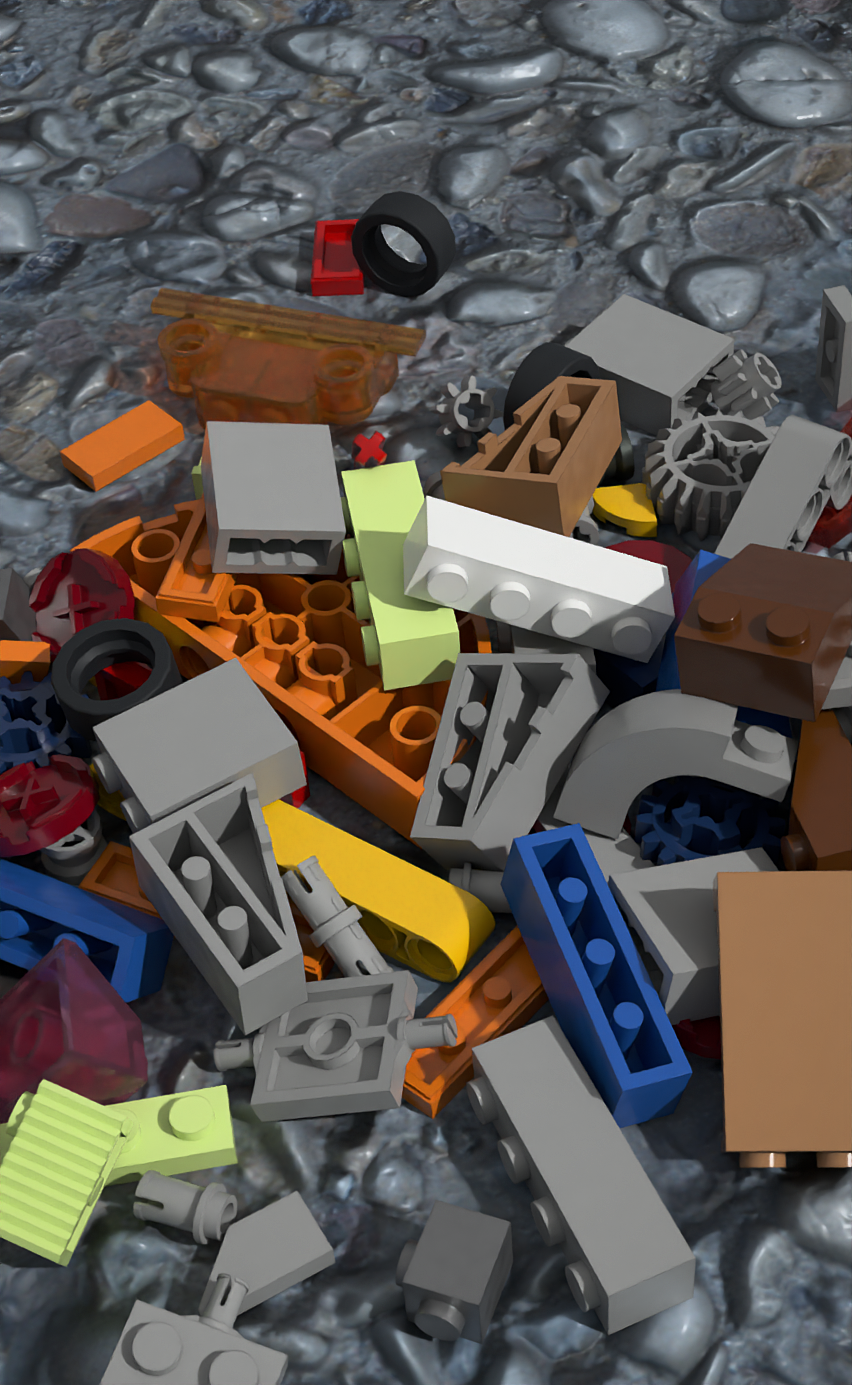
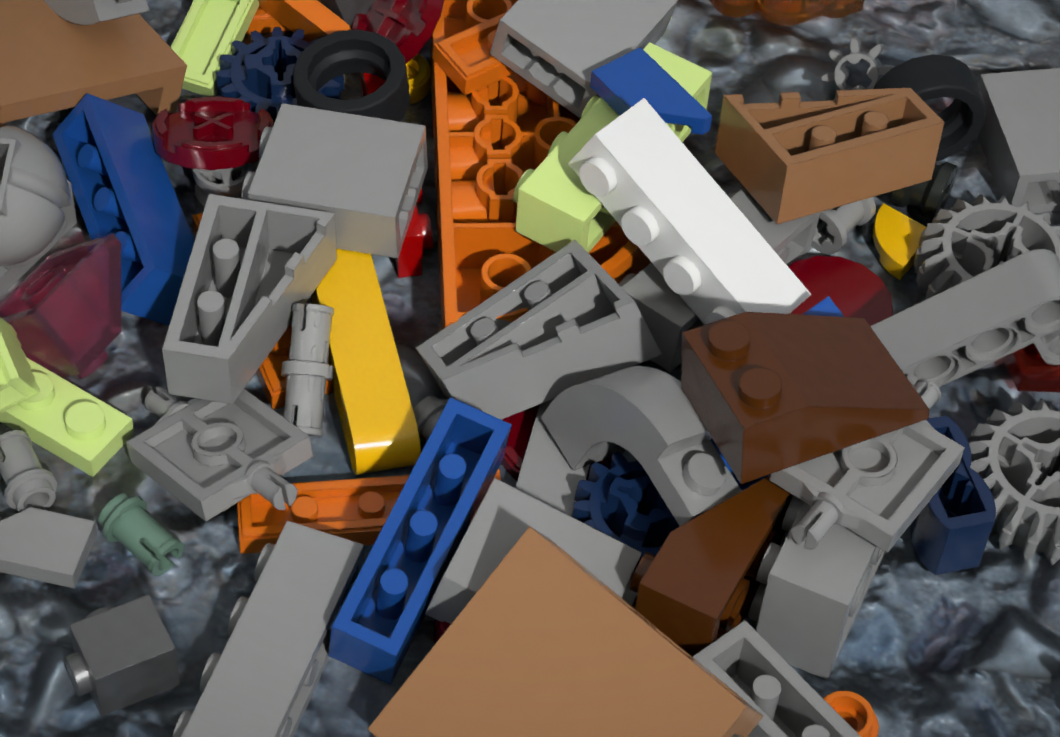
camera: 35 degrees right, 5 degrees up
(339, 1169) = (128, 522): none -> sand green pin
(368, 451) = (712, 49): red axle -> none
(390, 504) = (638, 77): none -> blue tile

